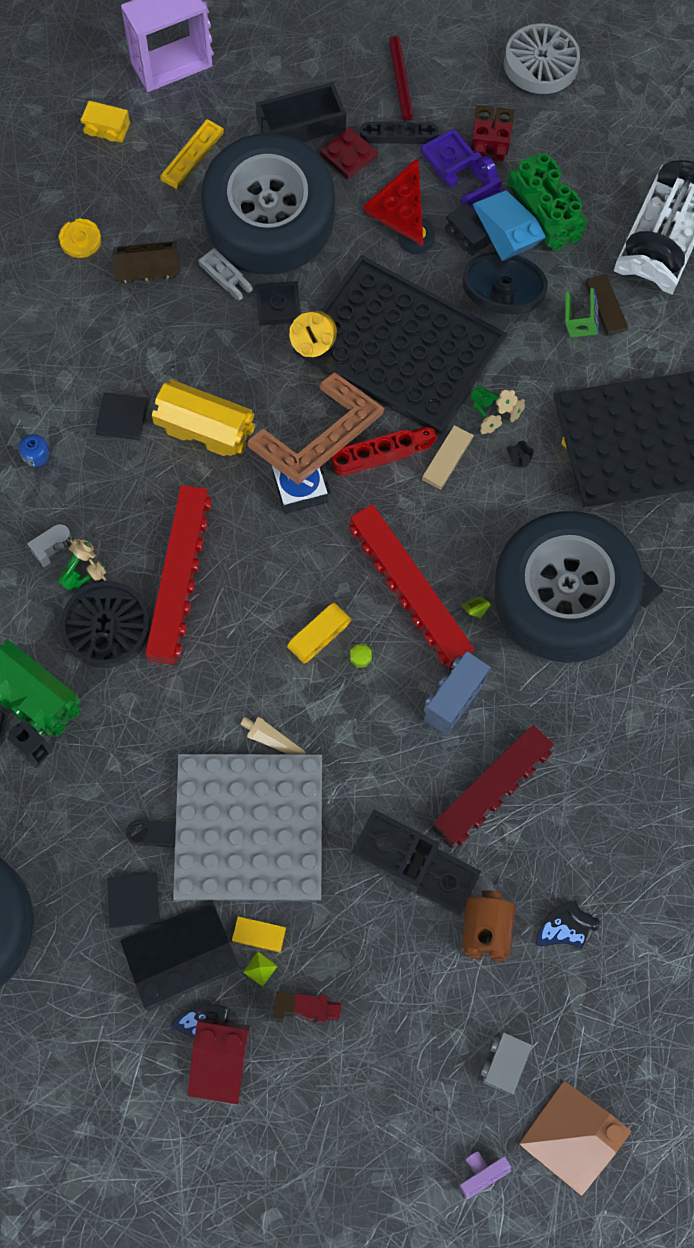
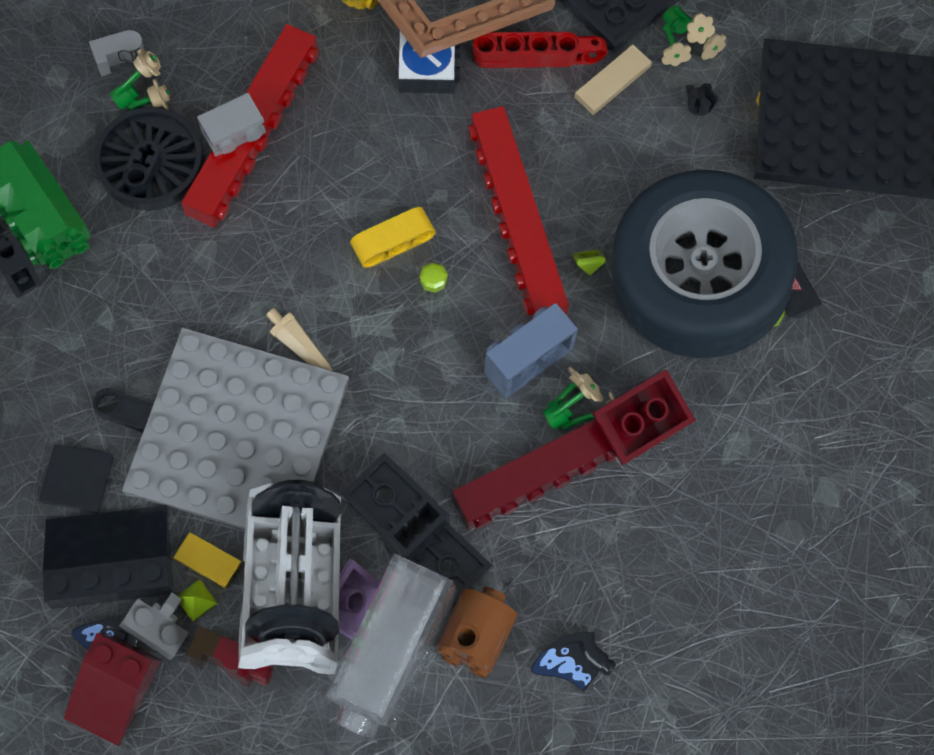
camera: 15 degrees right, 0 degrees up
(166, 580) = (231, 124): none -> light grey brick
(237, 999) = (156, 625): none -> light grey hinge
(325, 895) = (283, 618): none -> white piece
(384, 933) = (355, 596): none -> lavender slope
(433, 964) = (391, 647): none -> clear brick
(493, 735) = (559, 411): none -> green plant
(561, 719) = (643, 416): none -> dark red slope

